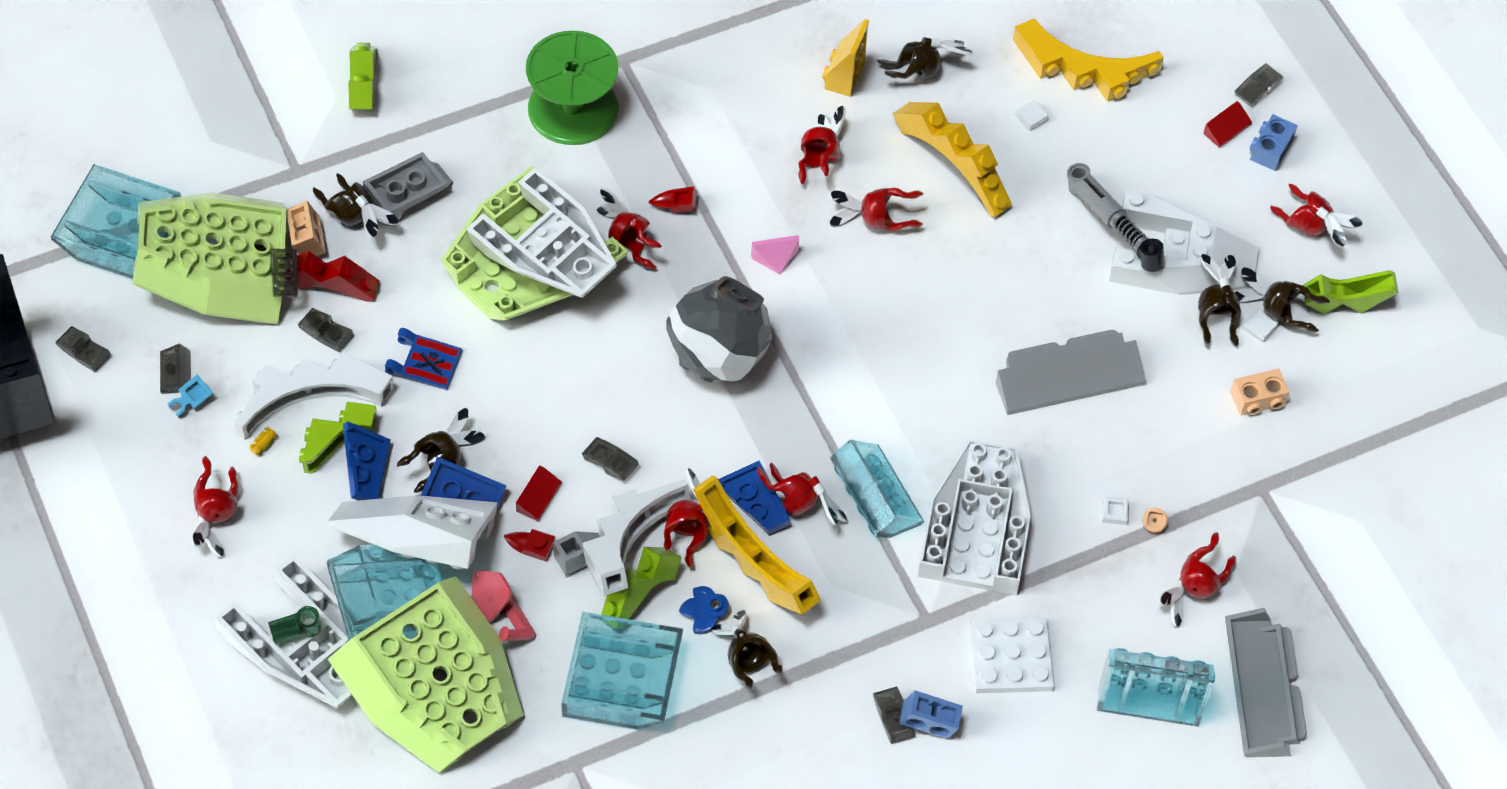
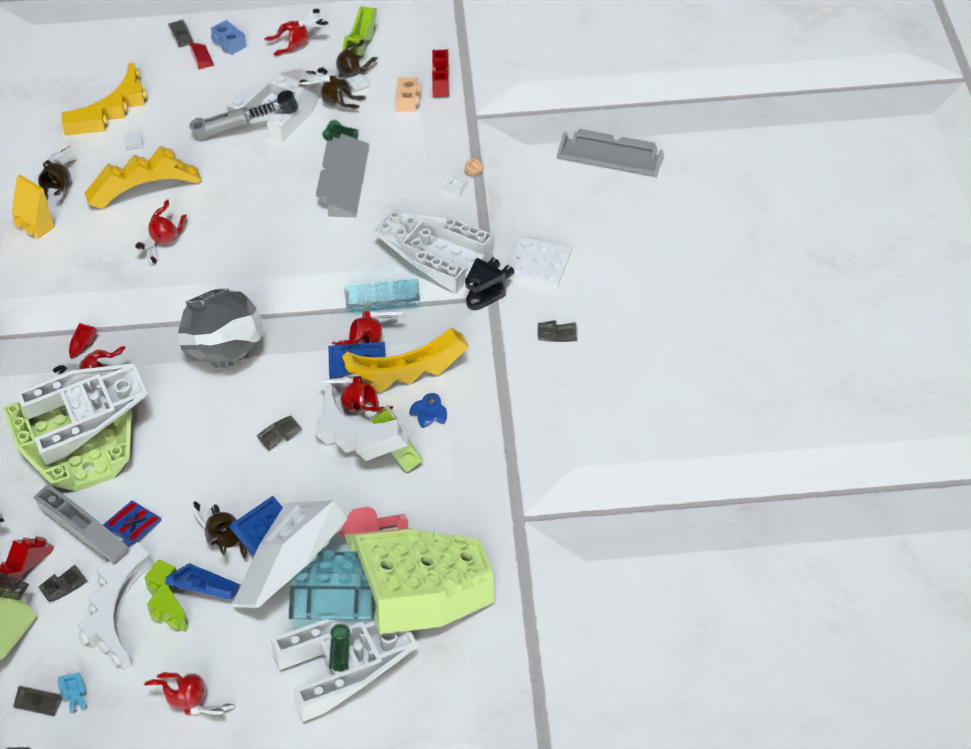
camera: 65 degrees left, 10 degrees down
(262, 441) = (142, 651): yellow piece -> none
(397, 308) = (80, 523): none -> light grey slope
(533, 543) = (328, 493): red plate -> none
(538, 493) = (285, 483): red slope -> none
(569, 551) = (350, 469): light grey slope -> none
(621, 671) = (463, 464): clear light blue slope -> none
(756, 651) = (476, 389): dark brown hair -> none
(776, 252) = (161, 296): bright pink slope -> none
(821, 143) = (88, 245): red hair -> none
(931, 714) = (571, 306): medium blue brick -> none
(933, 600) = (488, 283): none -> black piece
(1148, 336) = (335, 129): none -> clear green piece
(1155, 687) = (602, 188): clear light blue slope -> none
(1195, 579) = (526, 155): red hair -> none
(1300, 424) = (440, 72): none -> red arch

